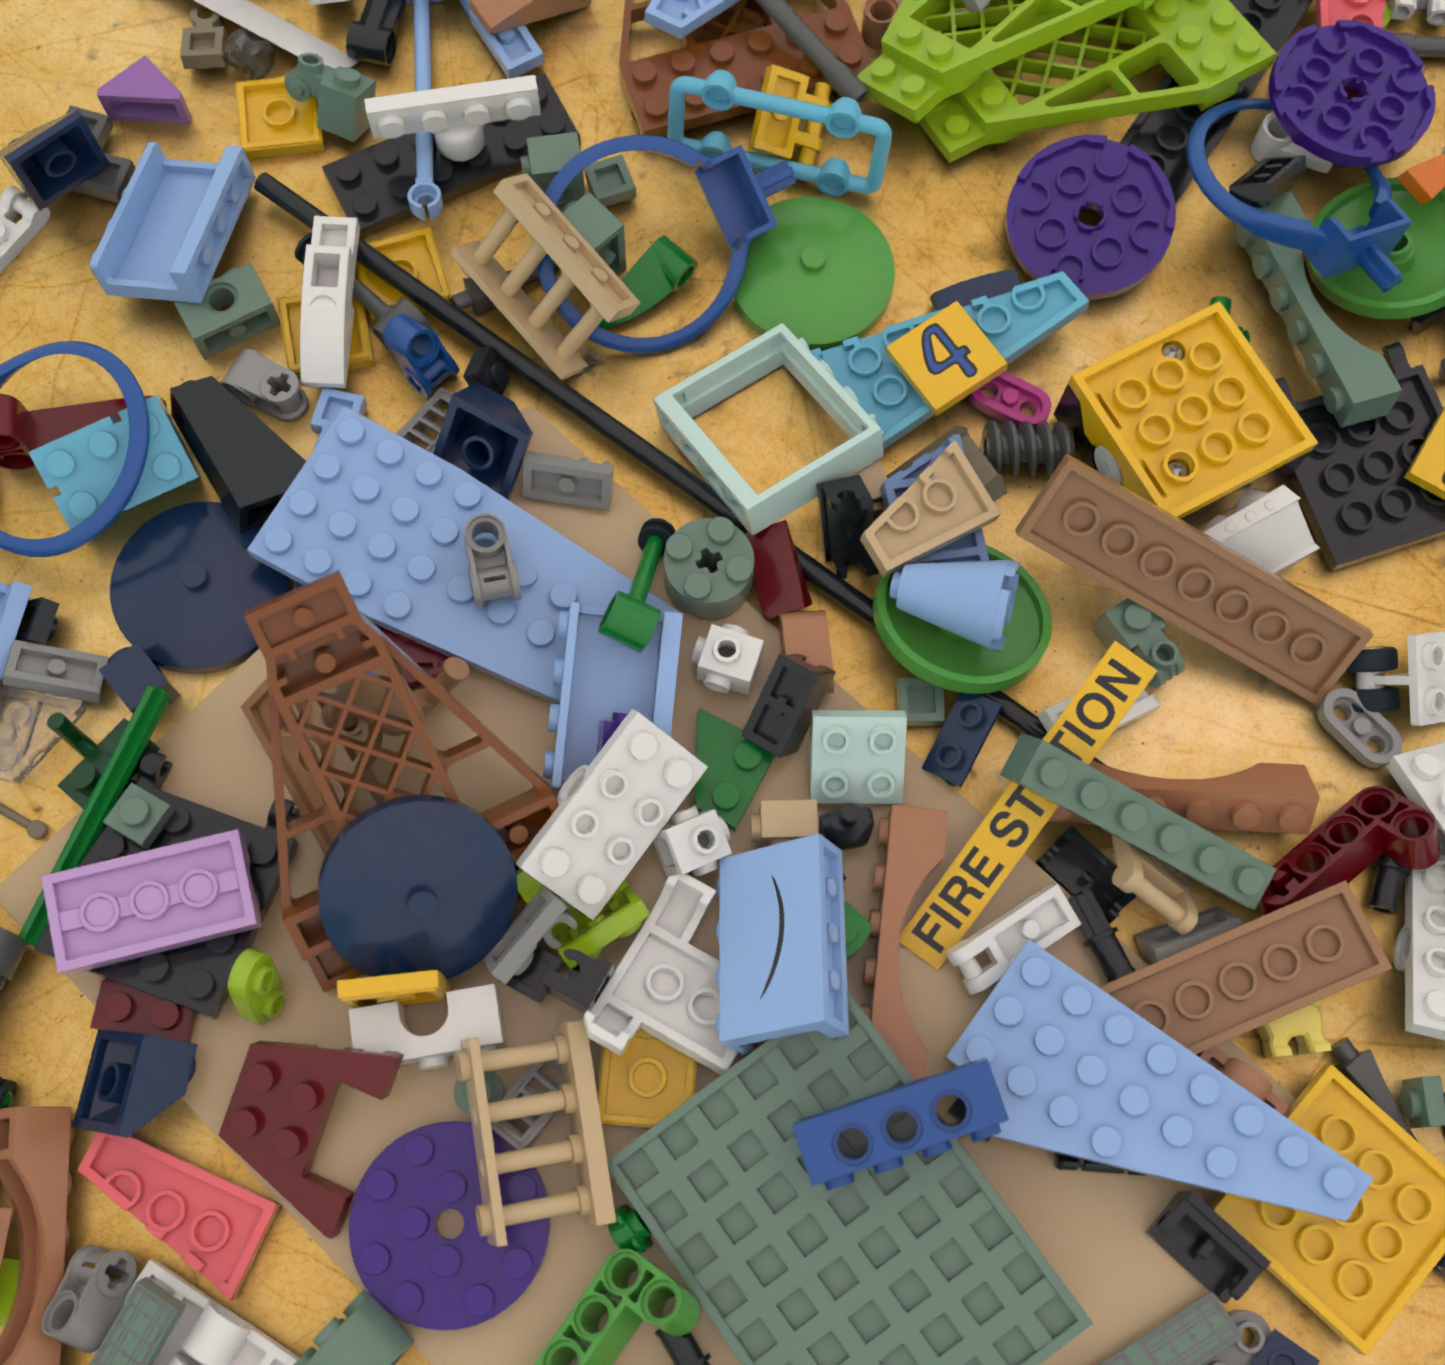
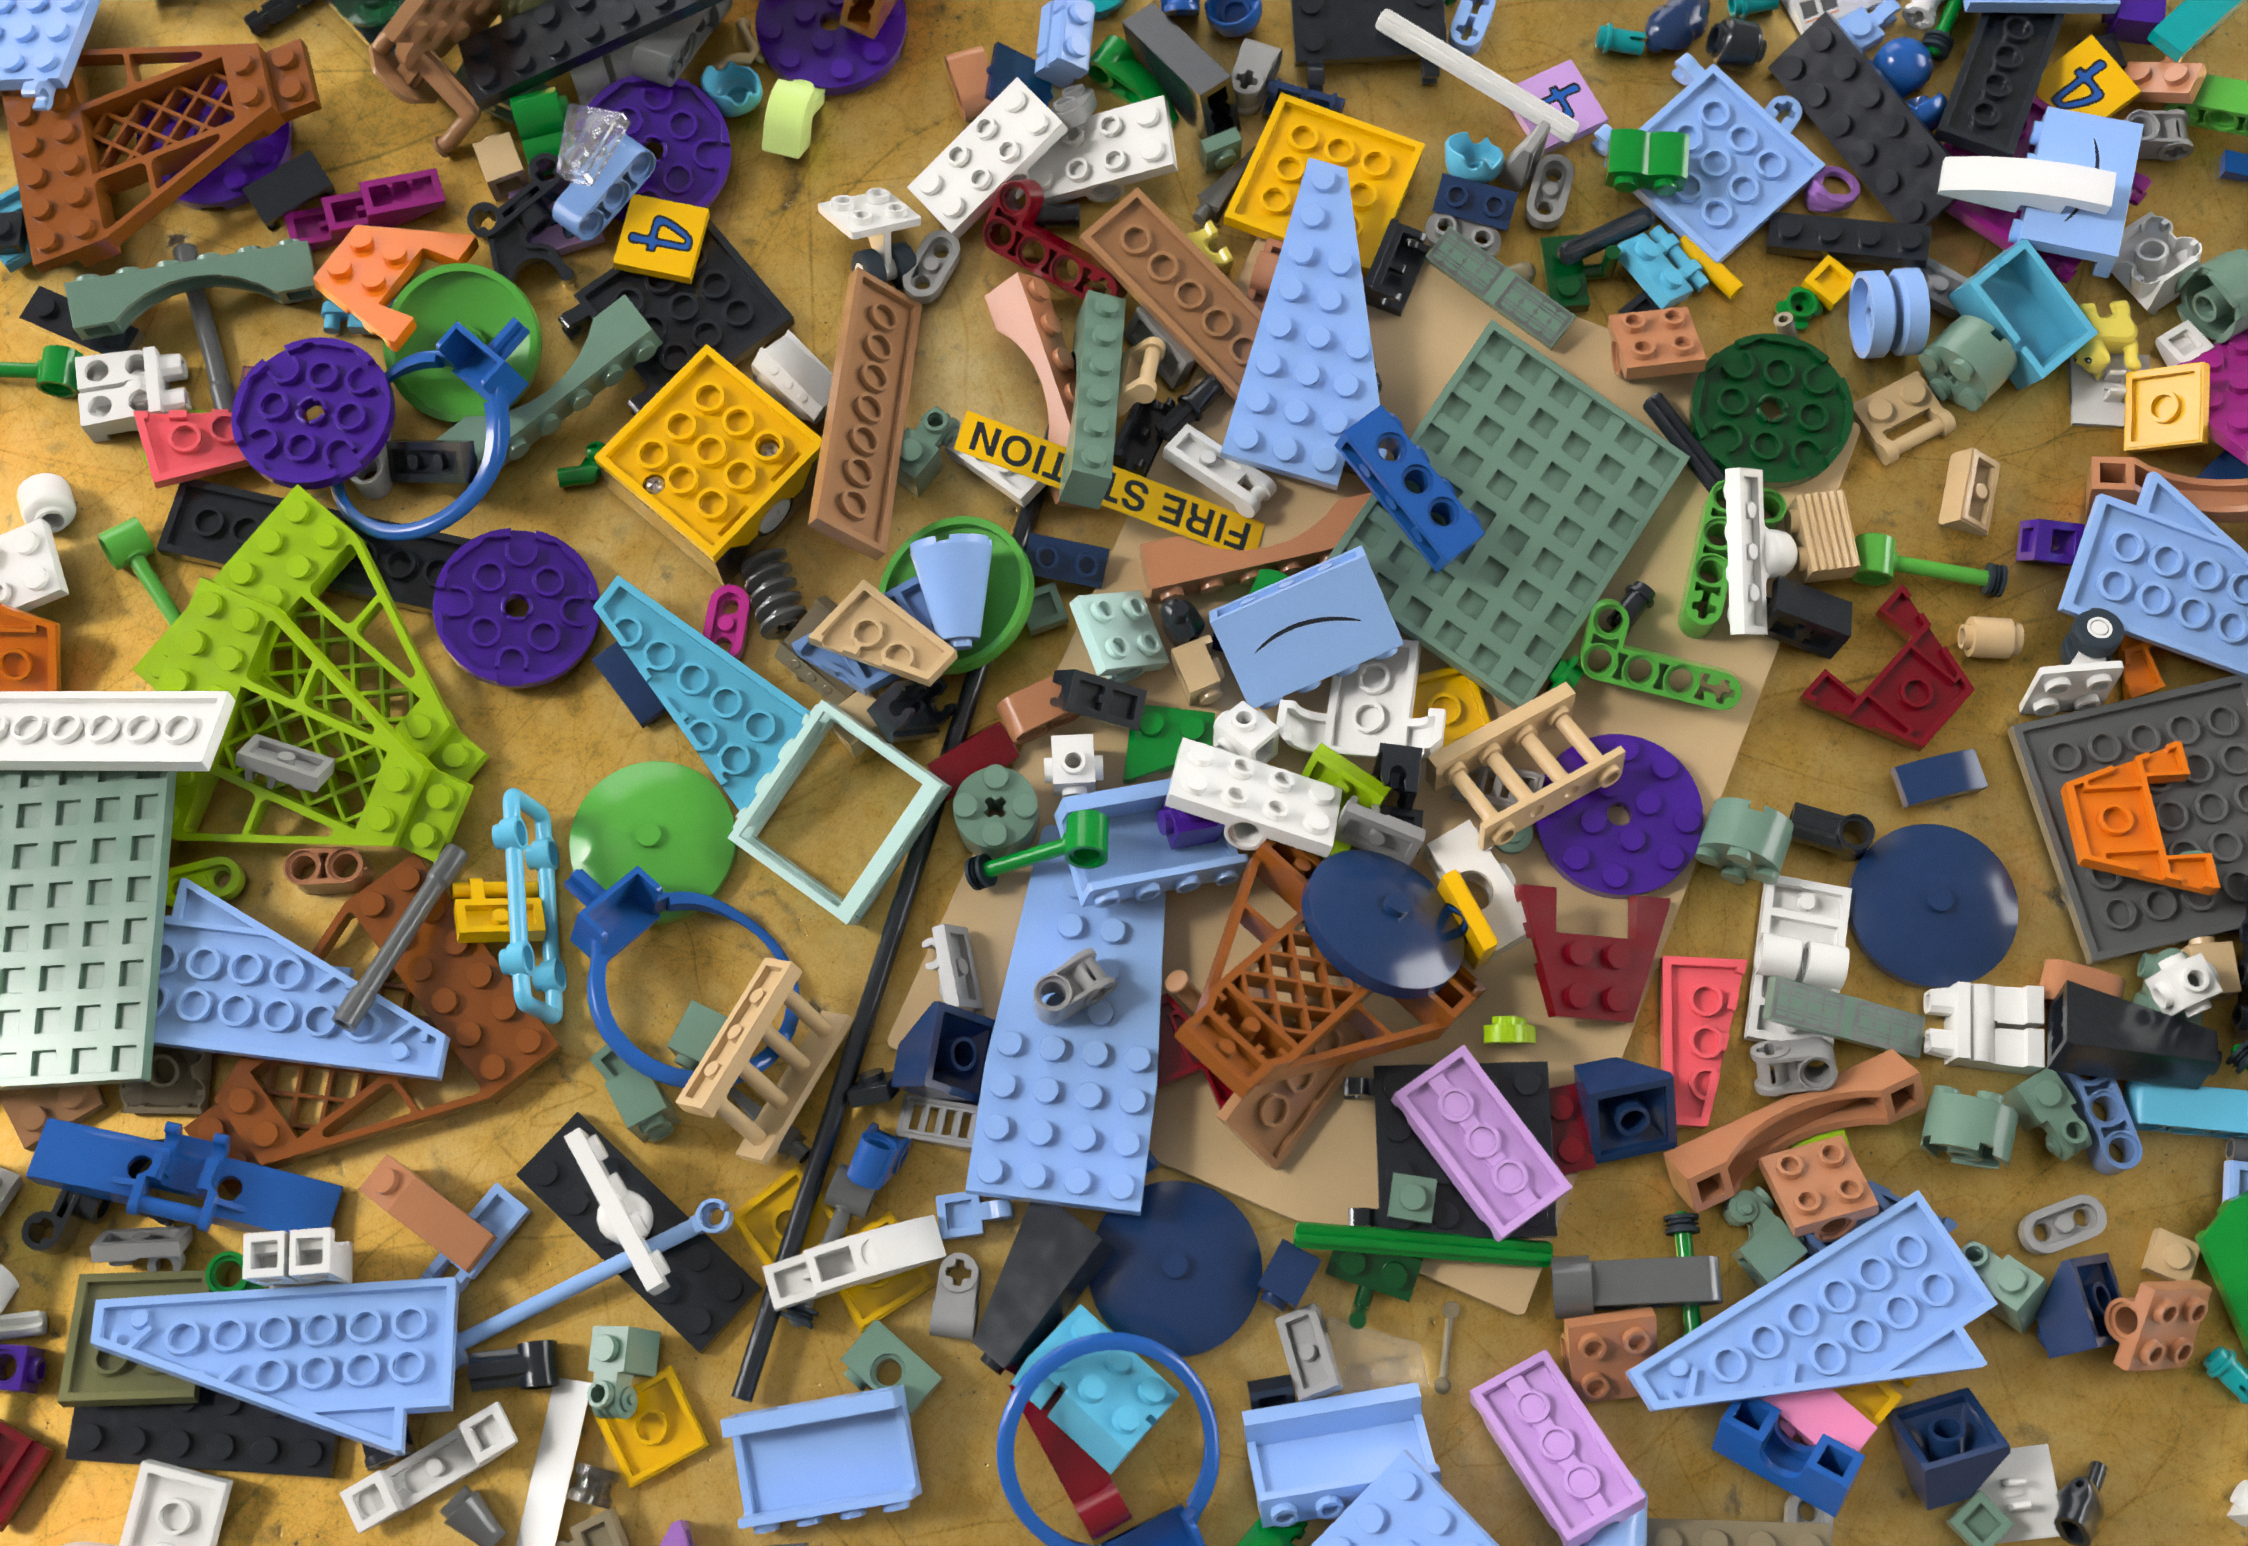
camera: 105 degrees left, 0 degrees up
(656, 275) = (709, 979): green piece -> none
(946, 358) = (716, 681): yellow tile -> none

